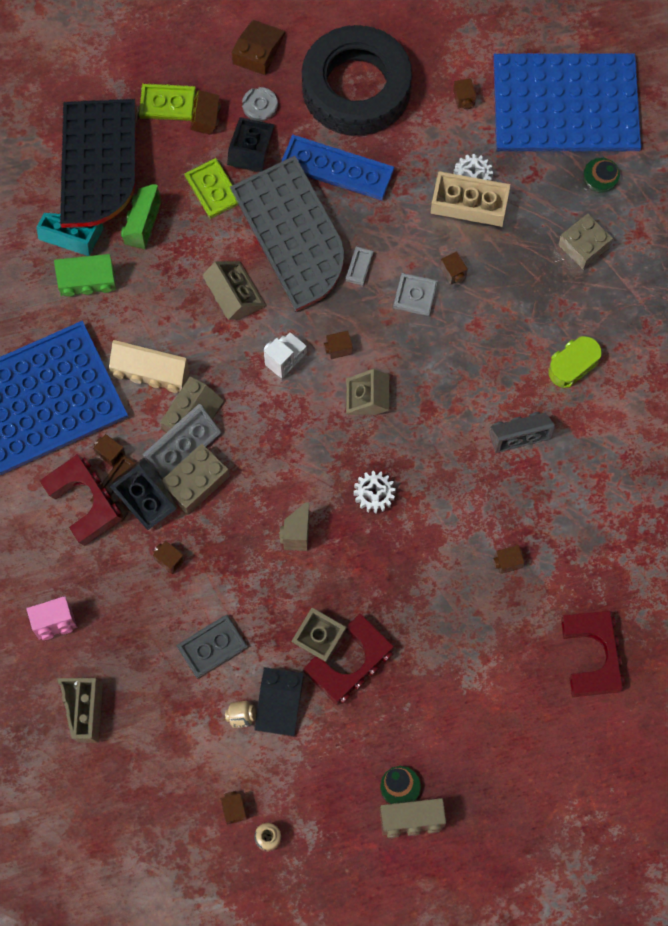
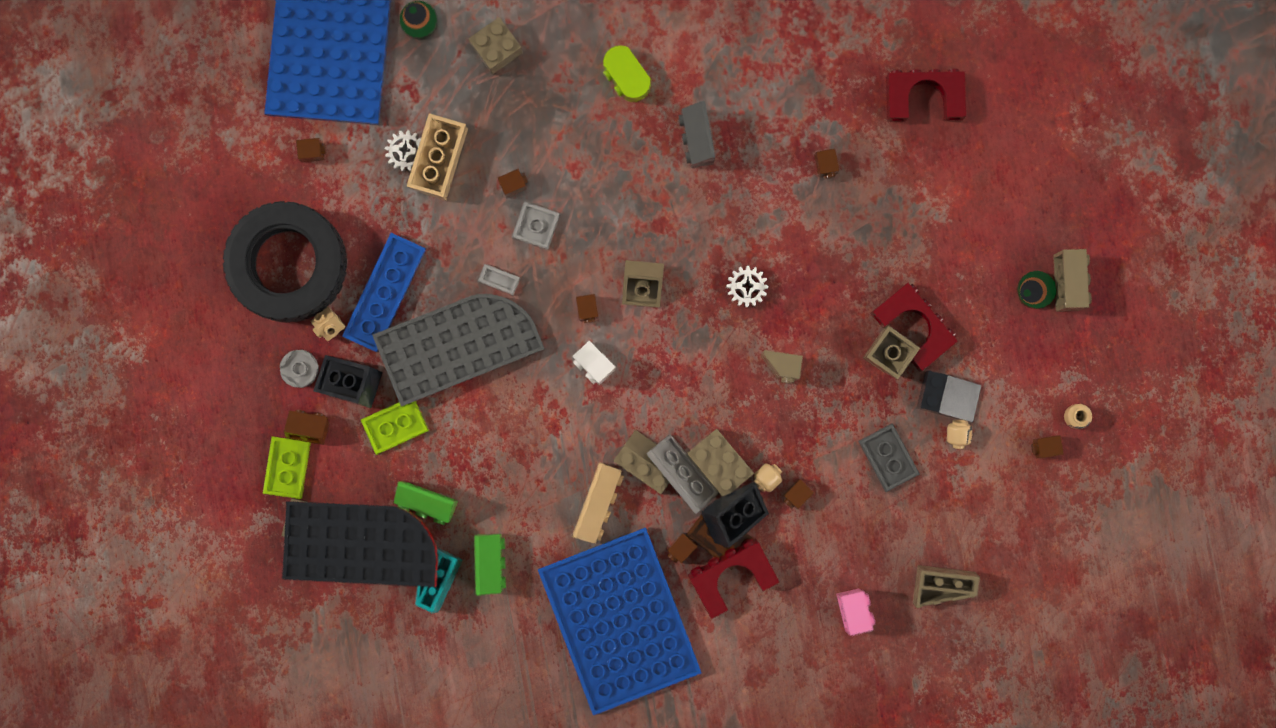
camera: 85 degrees left, 15 degrees up
(183, 526) = (768, 477): none -> tan head
(233, 289) = (515, 411): dark tan slope -> none
(257, 47) = (228, 365): reddish brown slope -> none
(302, 121) = (327, 324): none -> tan brick

